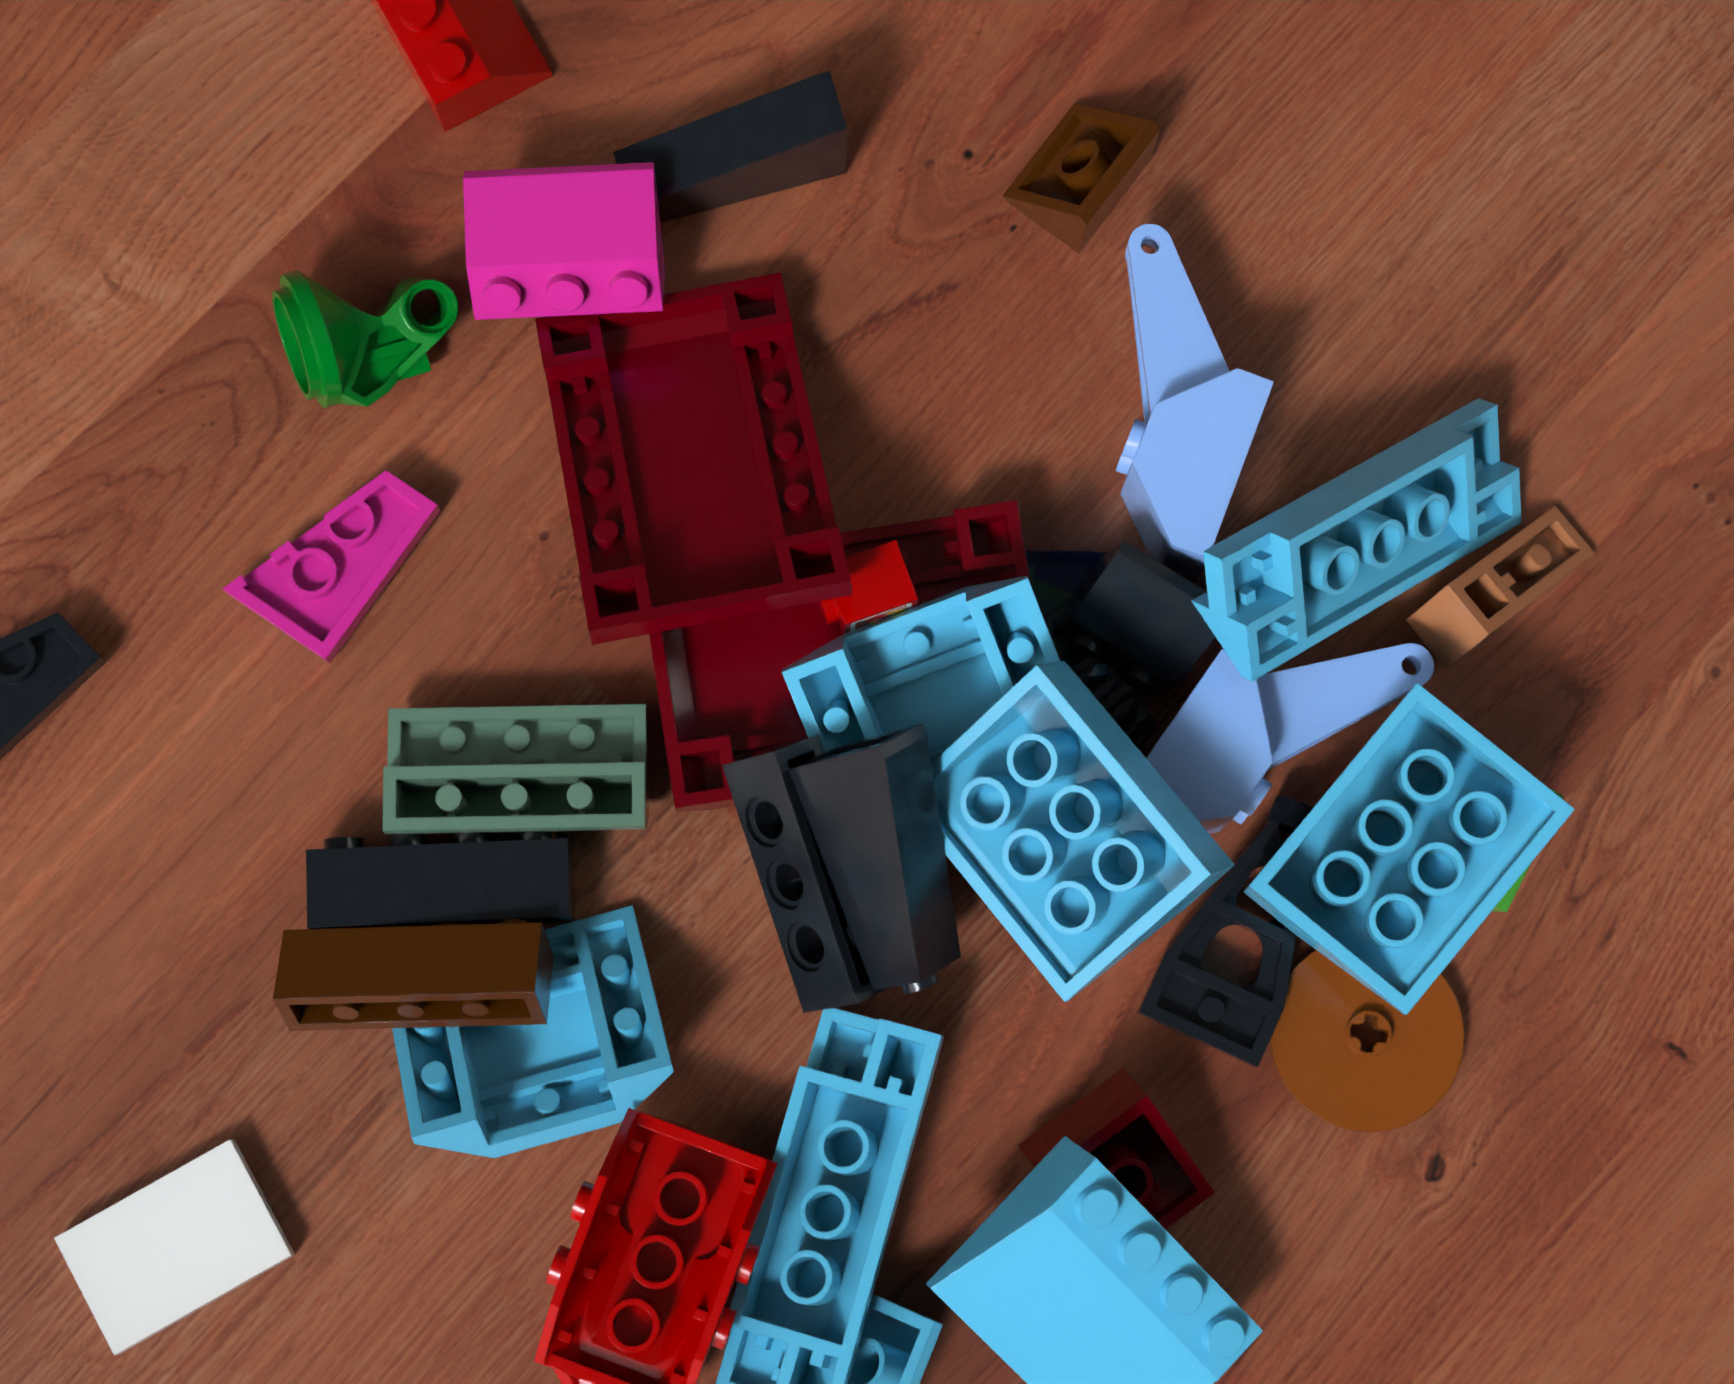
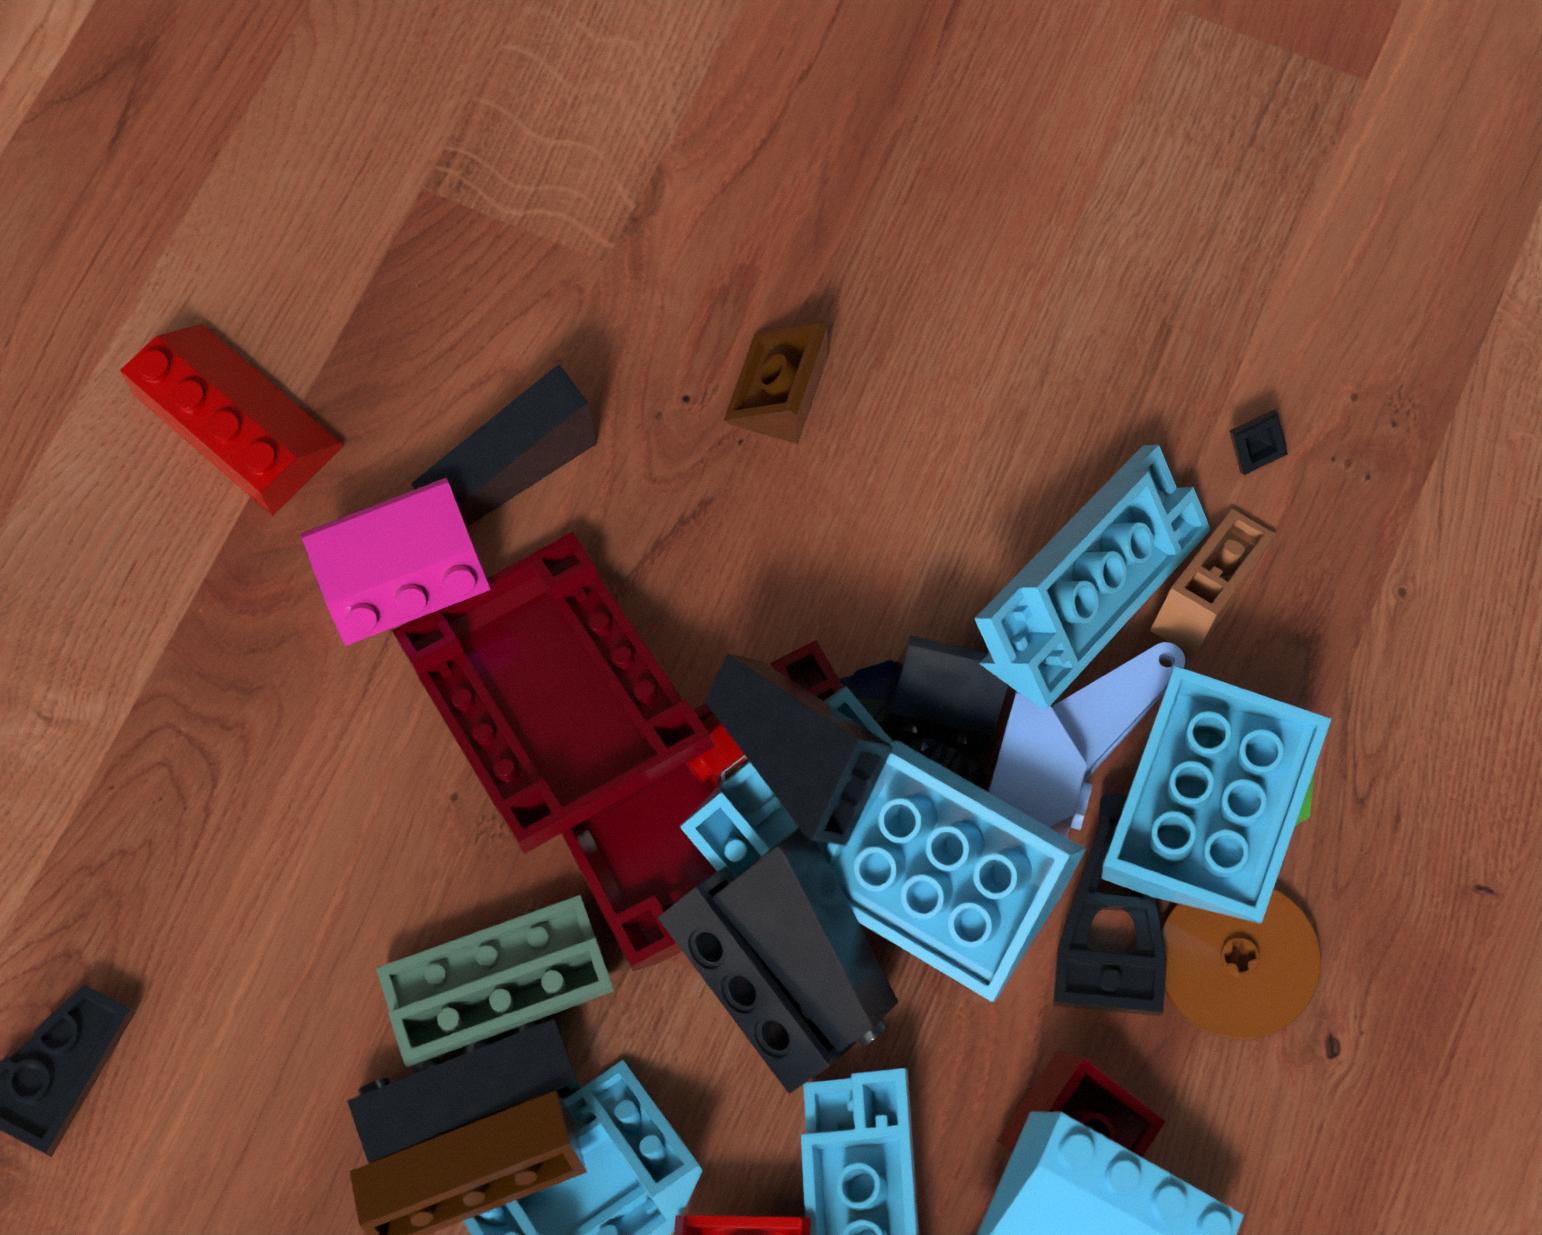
camera: 10 degrees left, 10 degrees down
(339, 567) = (300, 873): dark pink wing -> none
(352, 354) = (255, 705): green piece -> none
(948, 632) = (800, 747): none -> black slope
(1194, 412) = (930, 526): light blue slope -> none
(1616, 438) = (1258, 442): none -> black slope

